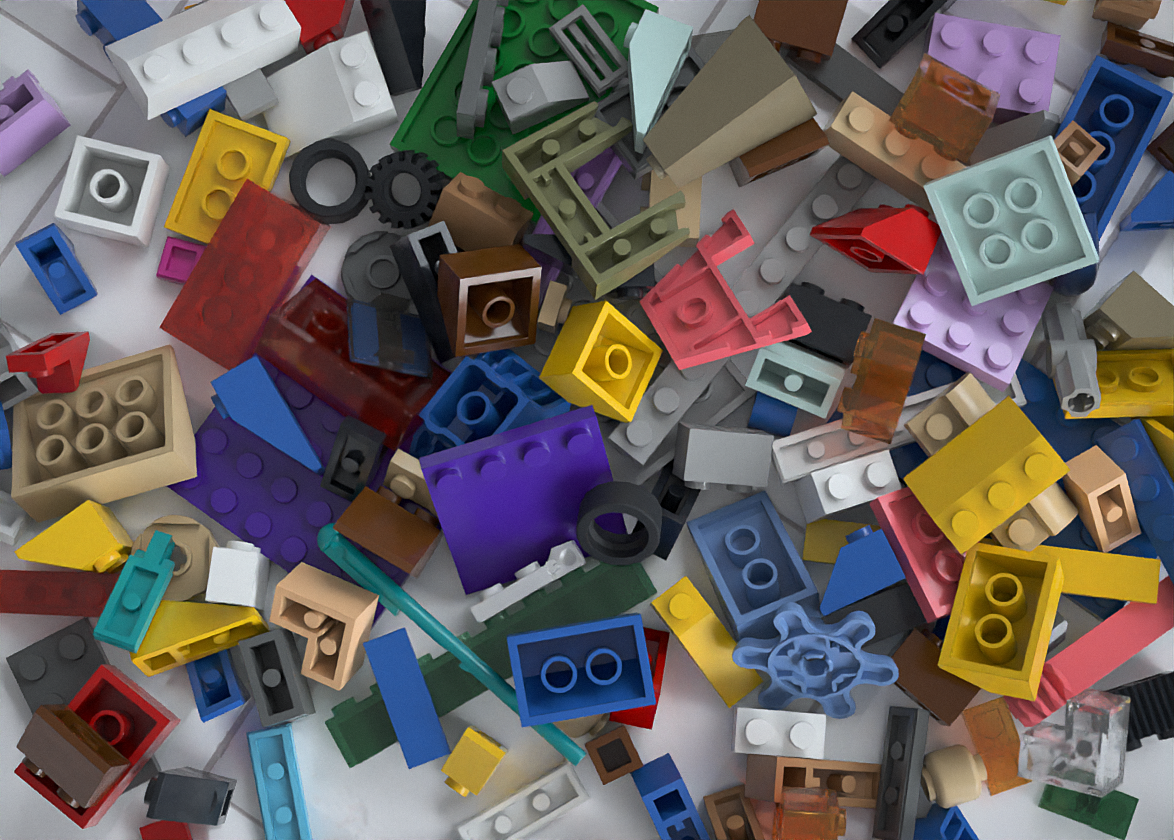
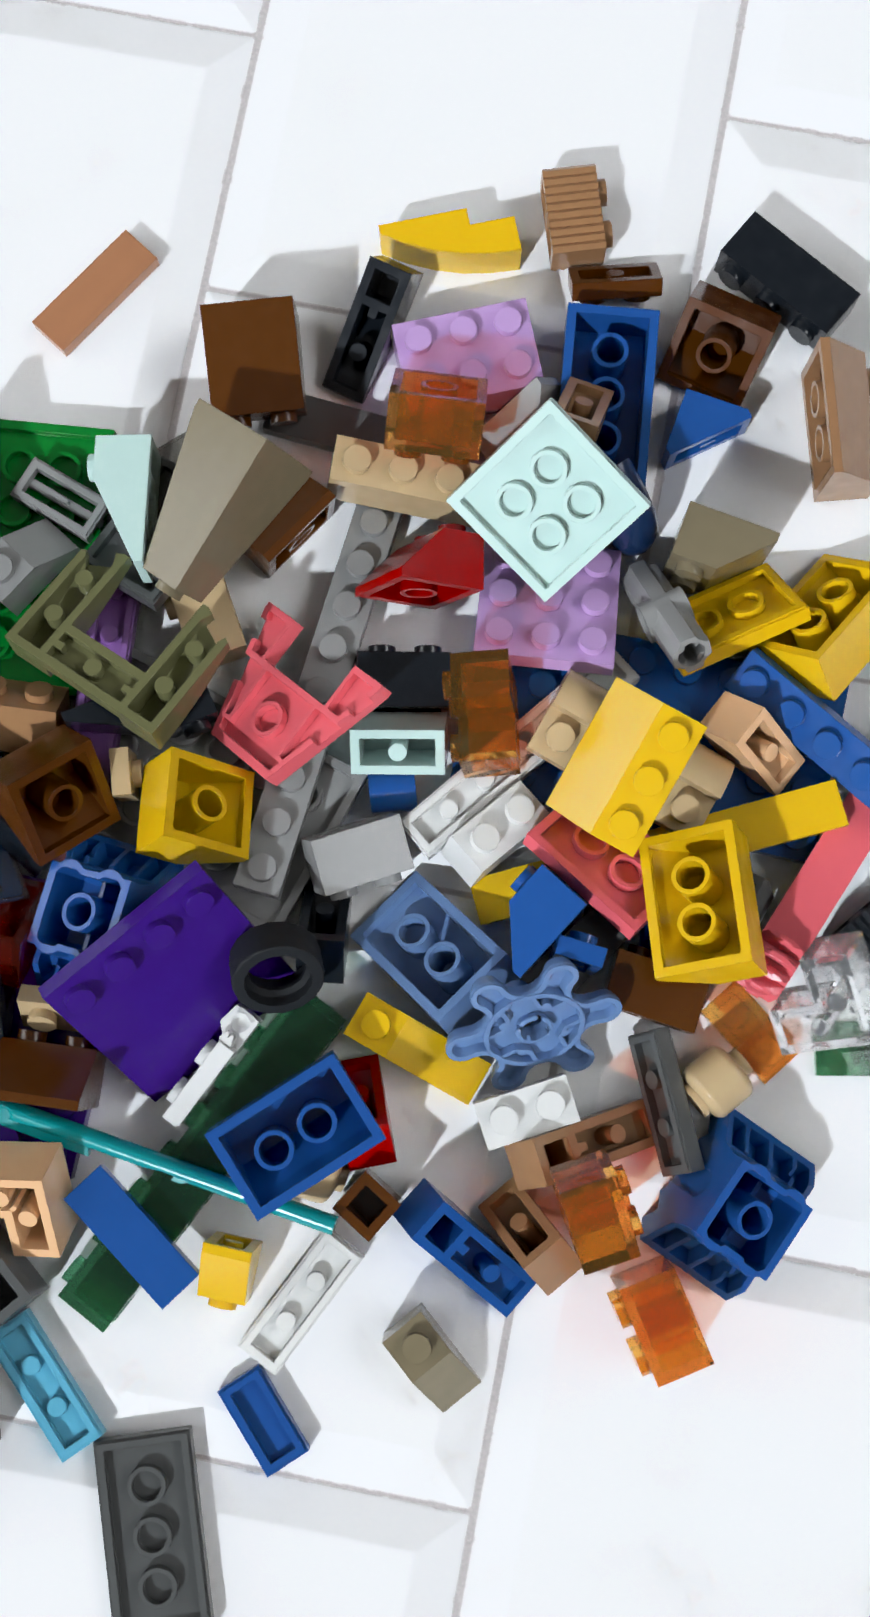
camera: 20 degrees left, 0 degrees up
(883, 614) = (580, 950): none -> blue plate

